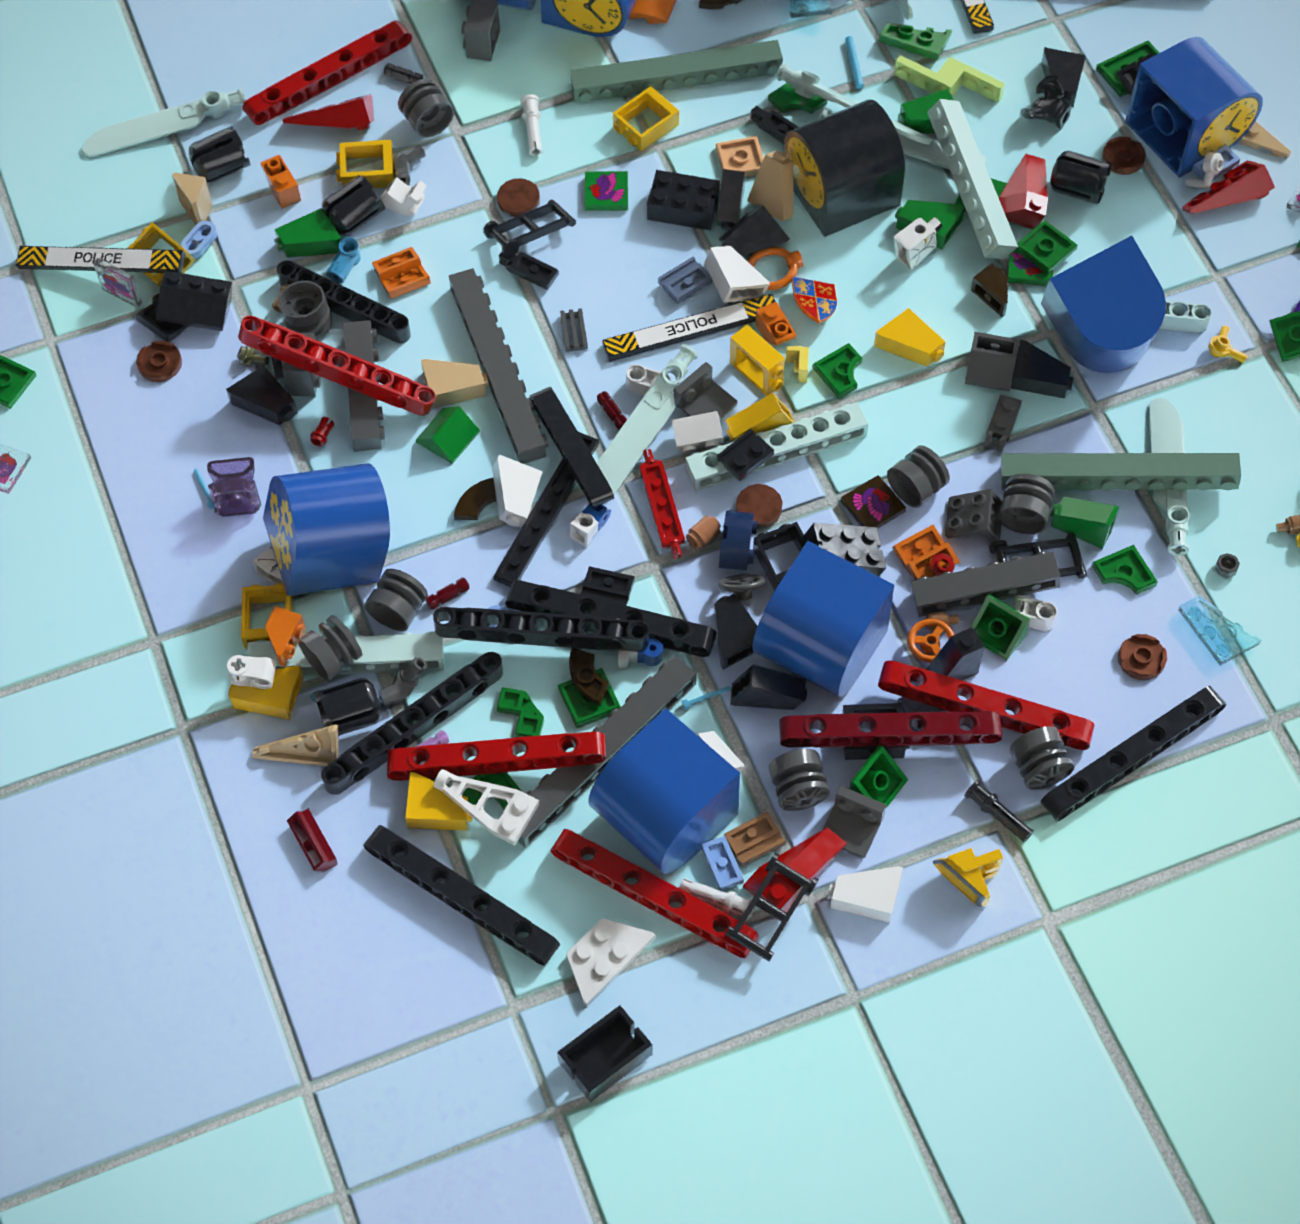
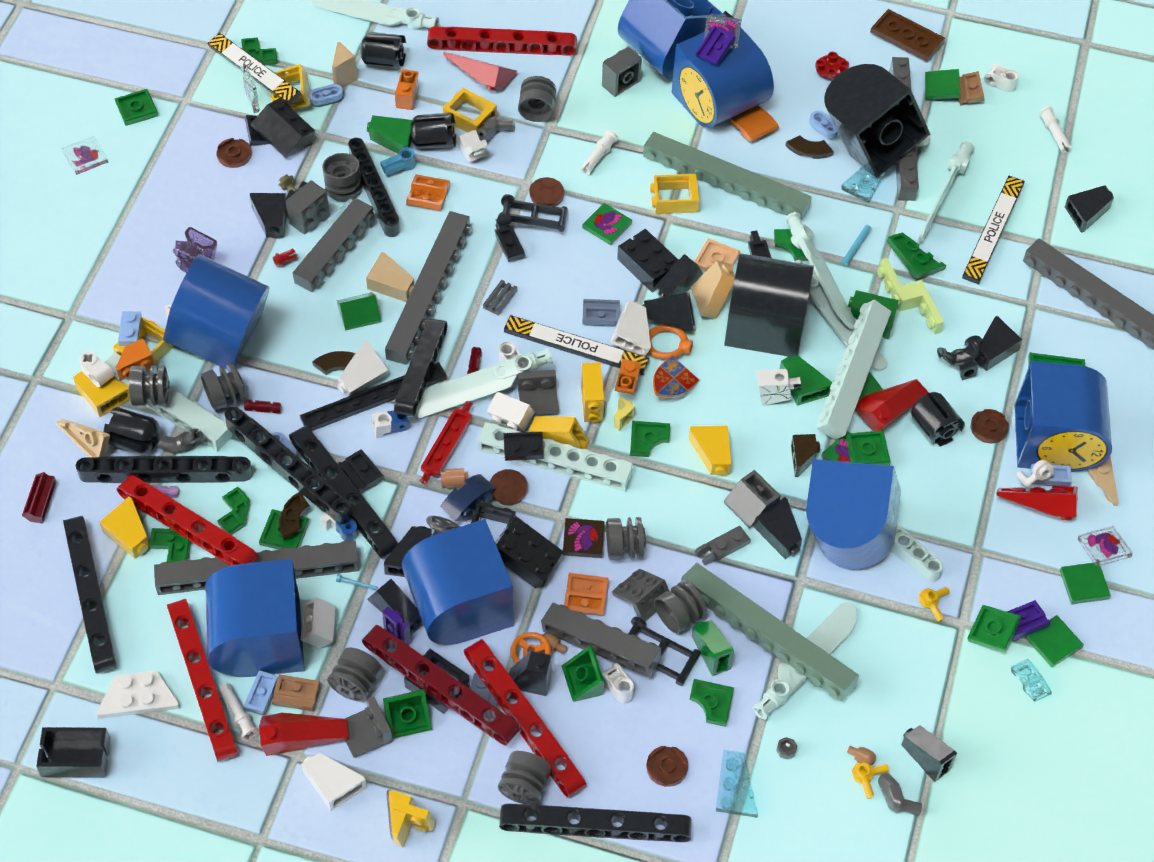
camera: 35 degrees right, 5 degrees down
(92, 238) = (265, 56): none -> green tile
(242, 607) = (129, 327): none -> light blue plate
(321, 361) = (325, 229): red beam -> none
(401, 73) = (548, 70): black axle -> none
(513, 819) = (160, 567): white plate -> none
(792, 704) = (394, 624): none -> dark purple plate
(807, 888) = (279, 714): black piece -> none
(935, 567) = (586, 600): red plate -> none
(990, 803) = (466, 784): black pin -> none

